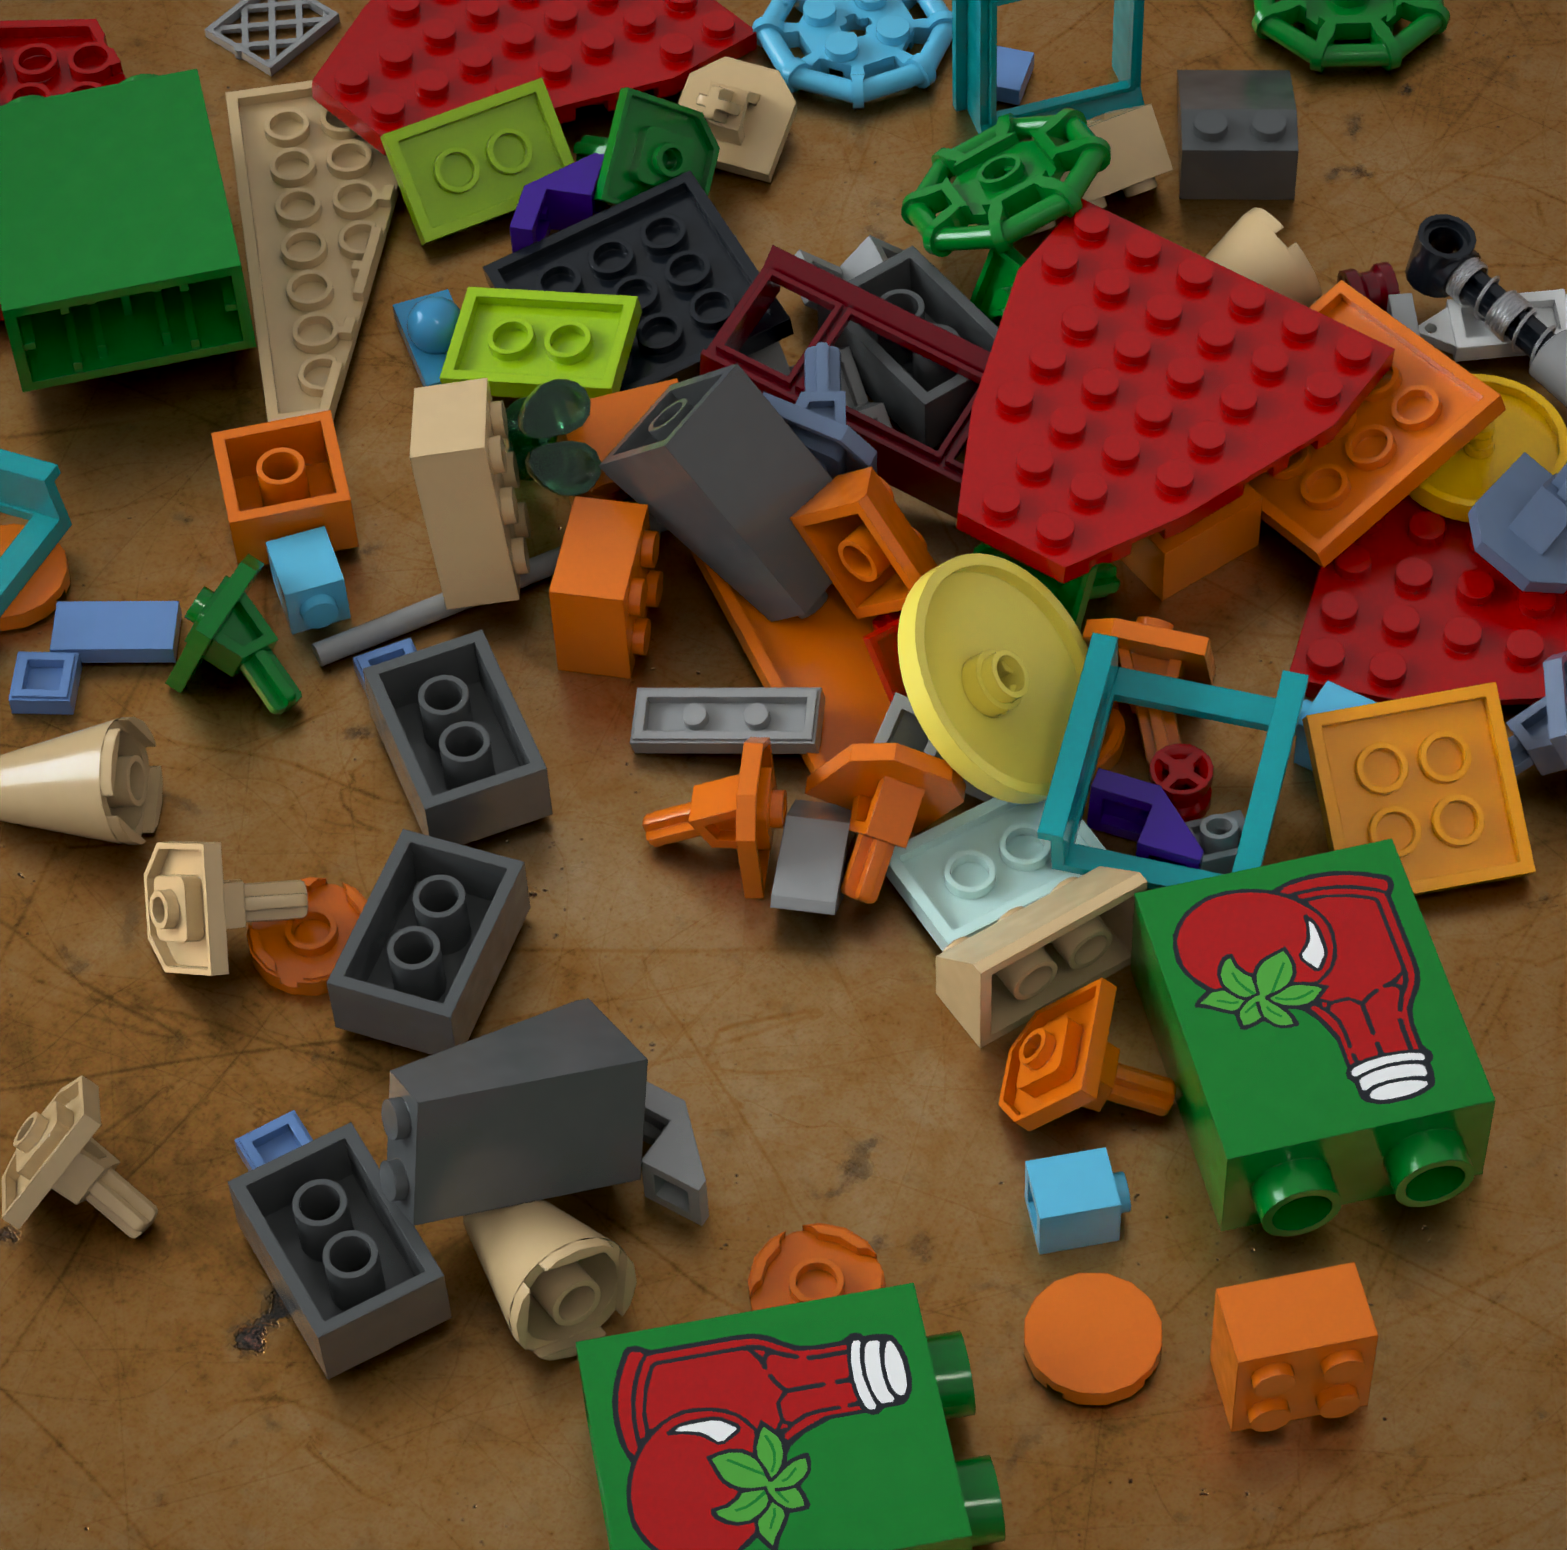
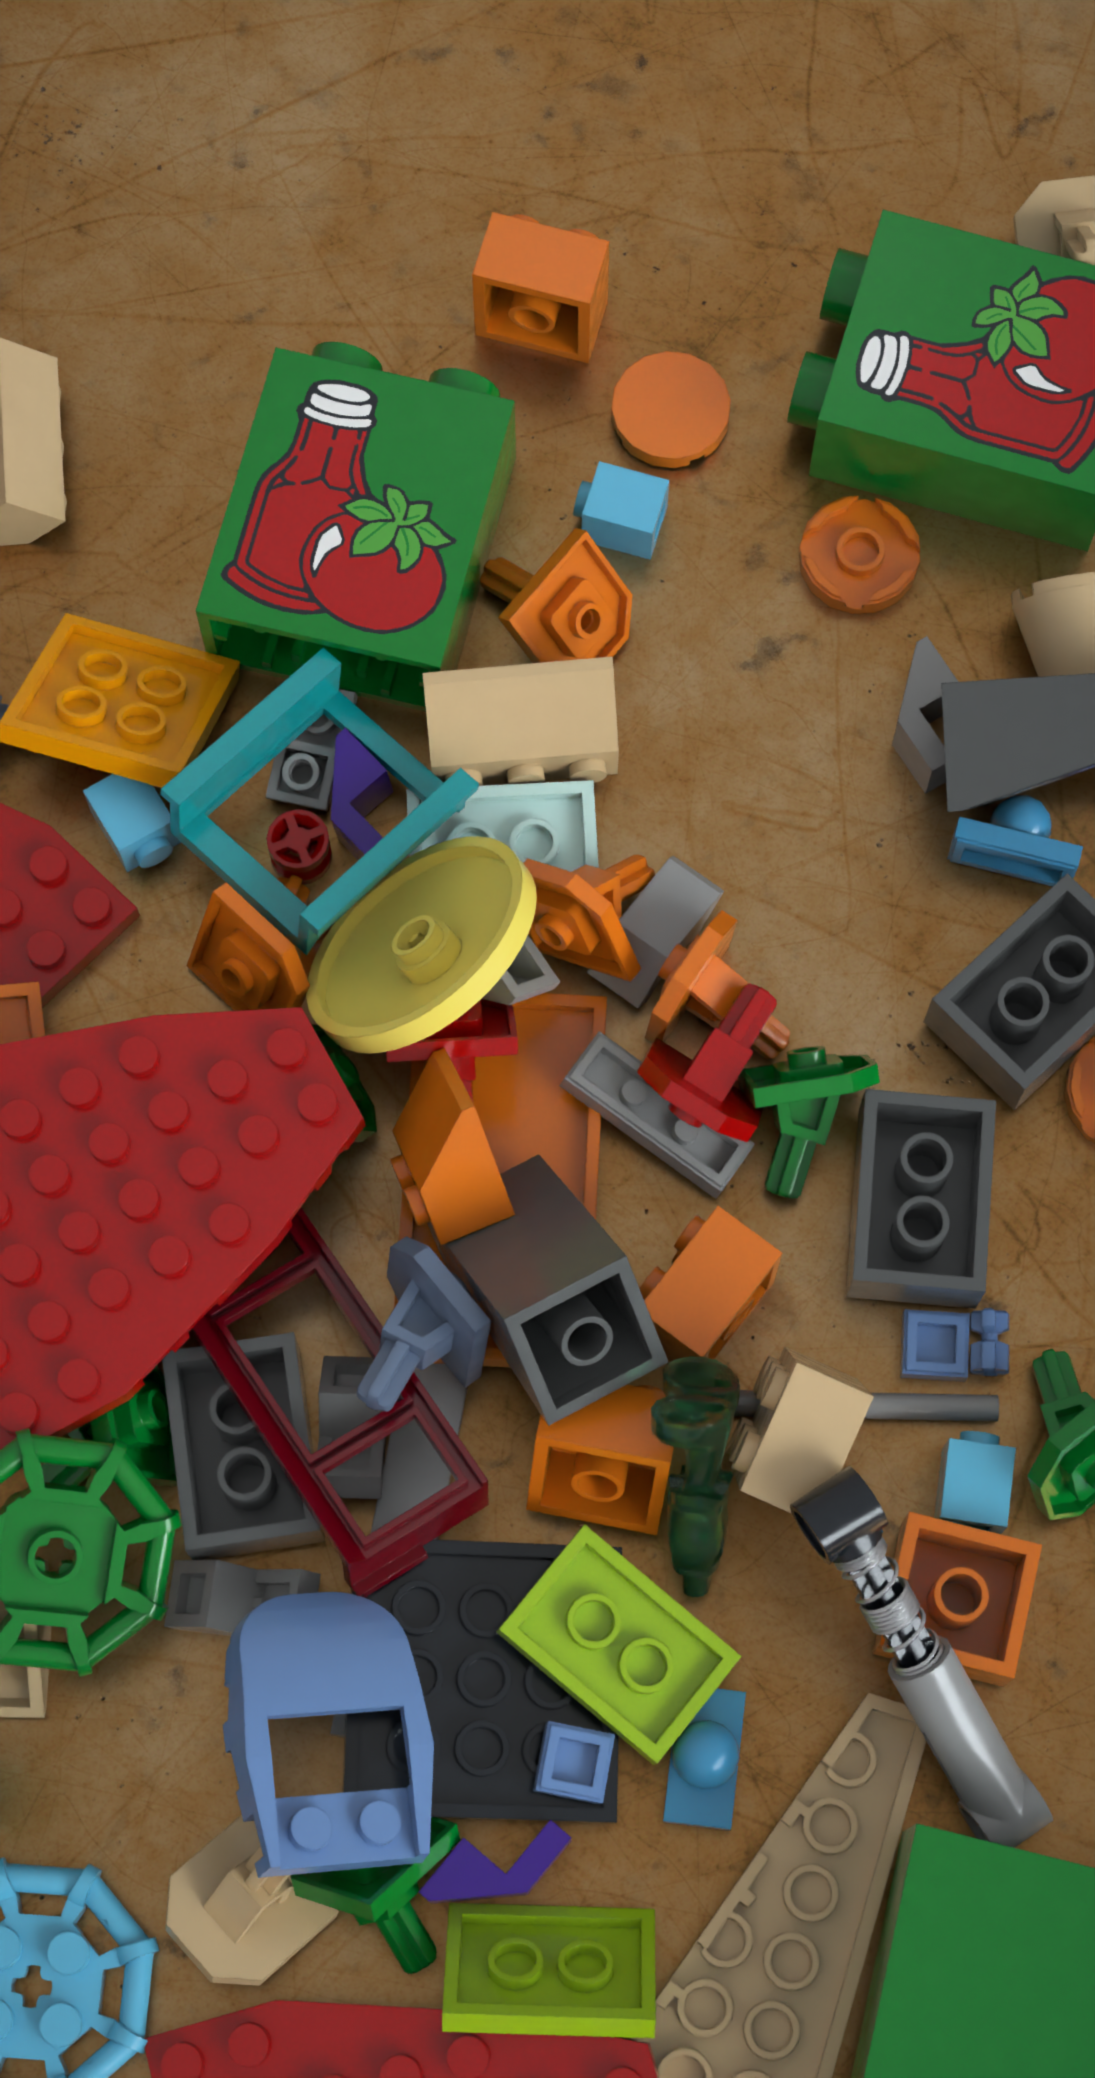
camera: 155 degrees left, 20 degrees up
(287, 385) = (994, 1794): none -> piece
(343, 683) = (989, 1355): none -> medium blue piece
(535, 268) = (574, 1762): none -> medium blue tile
(606, 774) = (803, 1103): none -> green piece
(691, 725) = (703, 1086): none -> red piece
(755, 200) = (317, 1660): none -> medium blue slope

